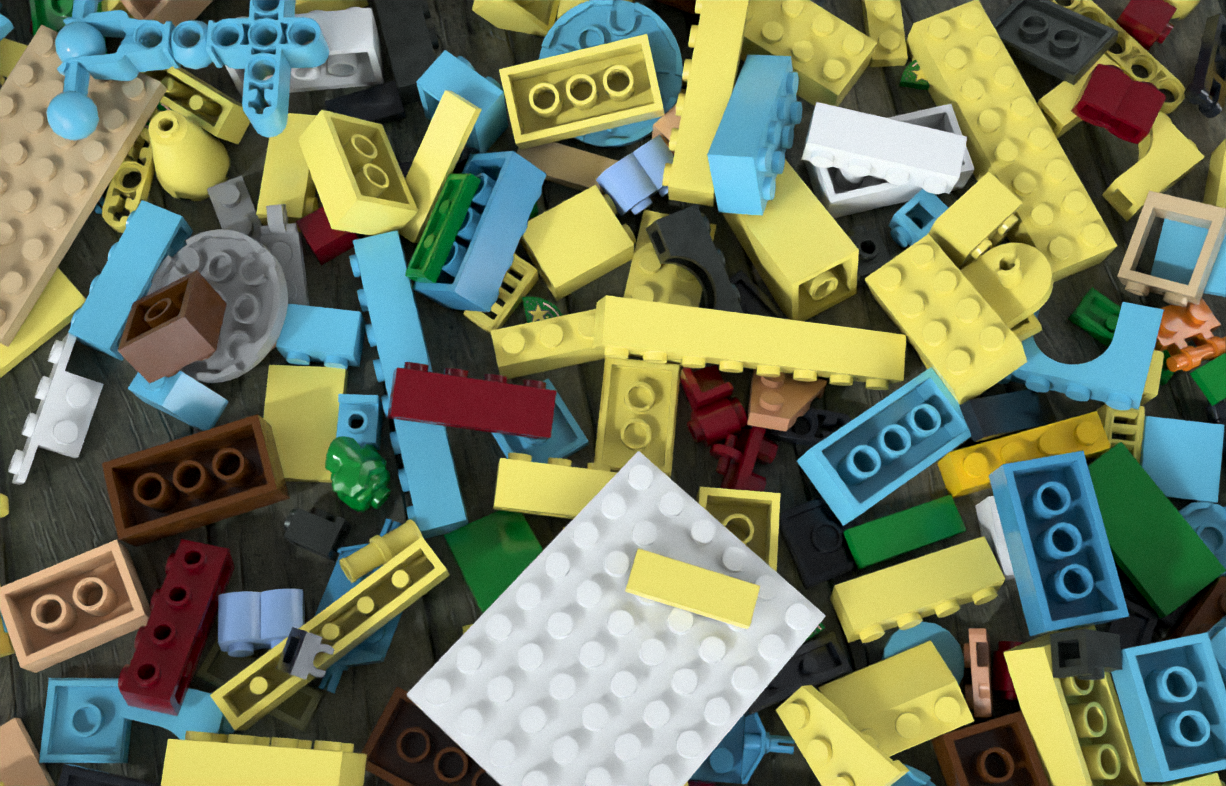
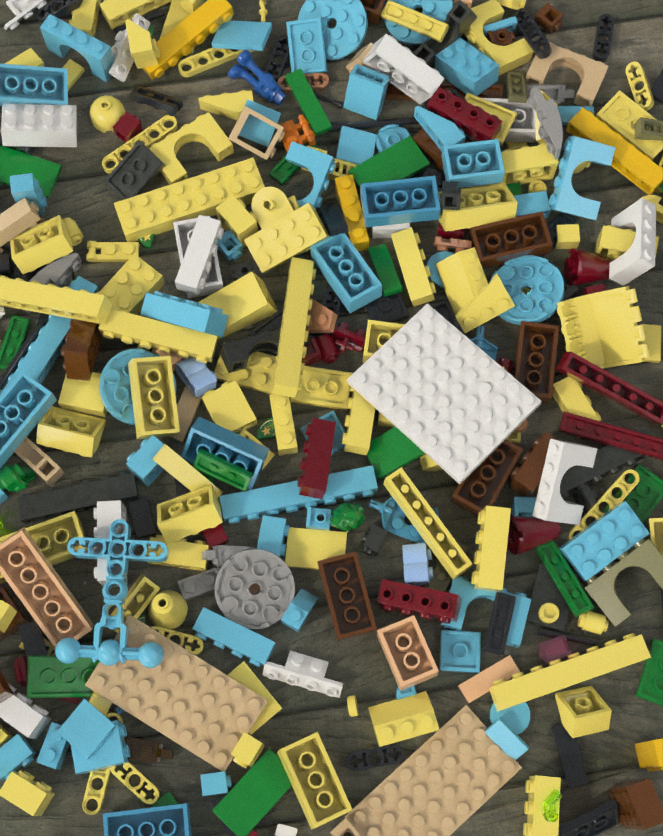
camera: 85 degrees left, 0 degrees up
(173, 327) = (271, 600): reddish brown brick -> none
(300, 653) = (440, 529): tile -> none
(379, 550) = (386, 504): light yellow pin -> none
(692, 588) = (415, 357): light yellow tile -> none
(1119, 103) = (180, 145): dark red brick -> none

